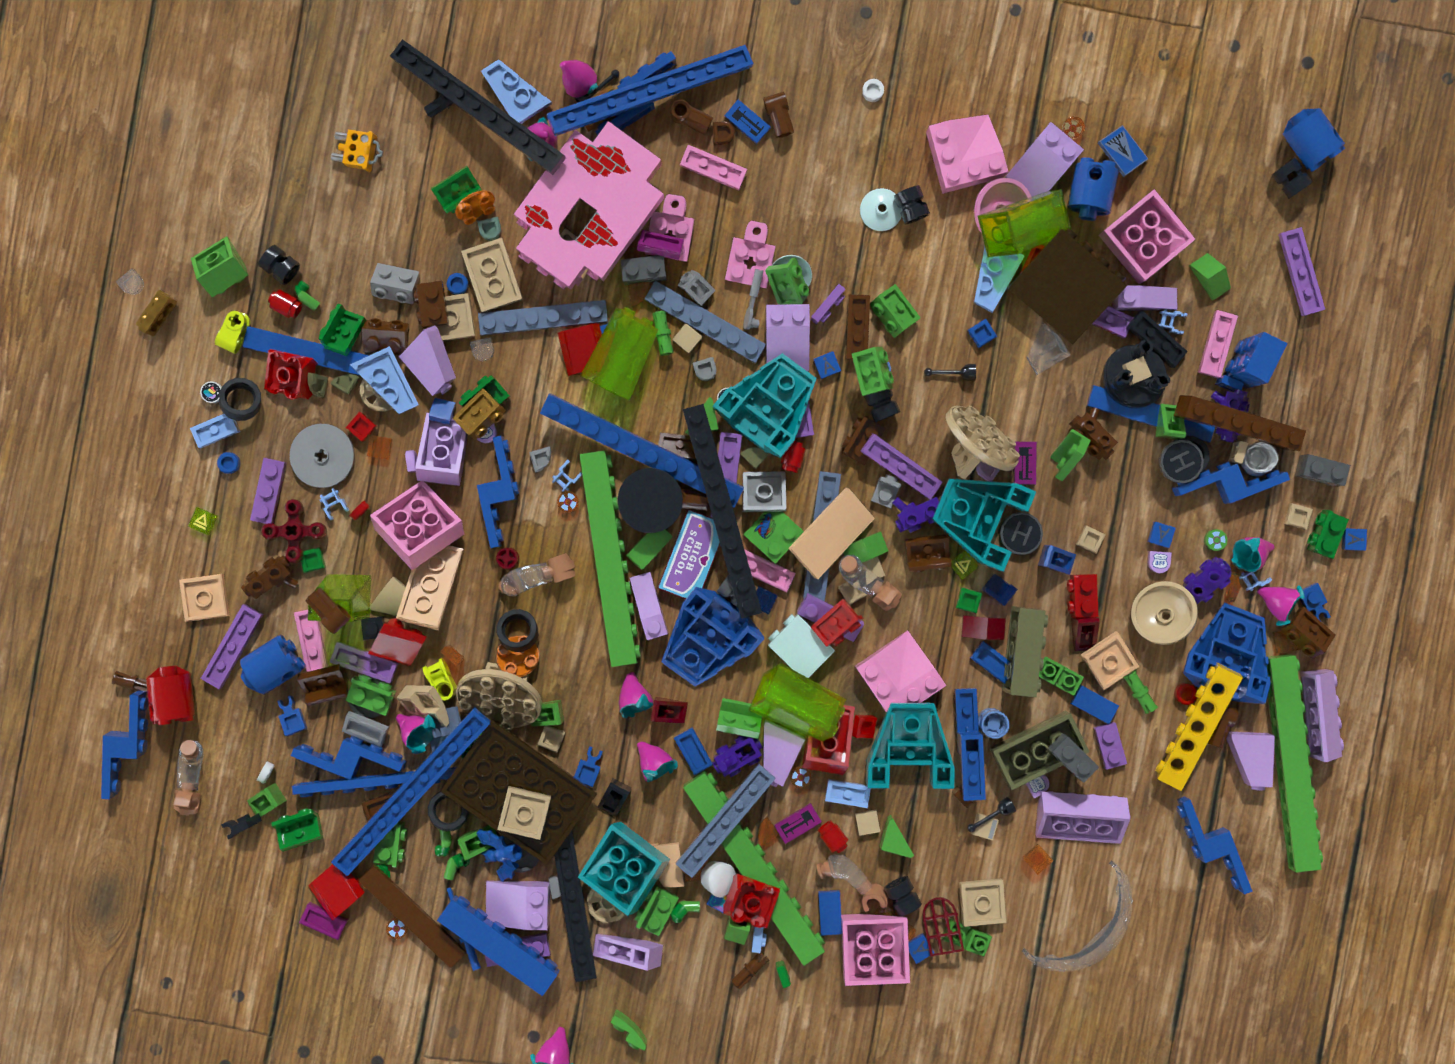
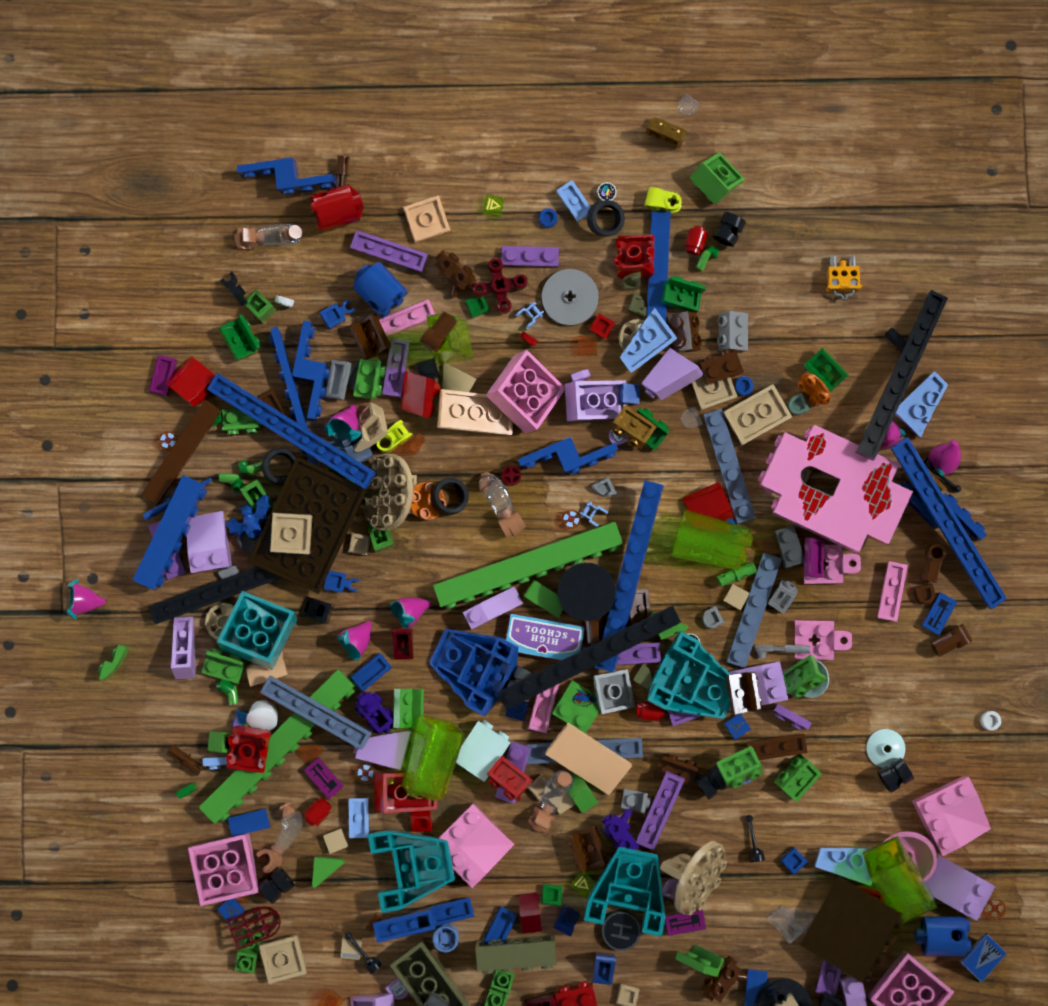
camera: 85 degrees right, 5 degrees down
(792, 351) = (743, 692): none -> bracket

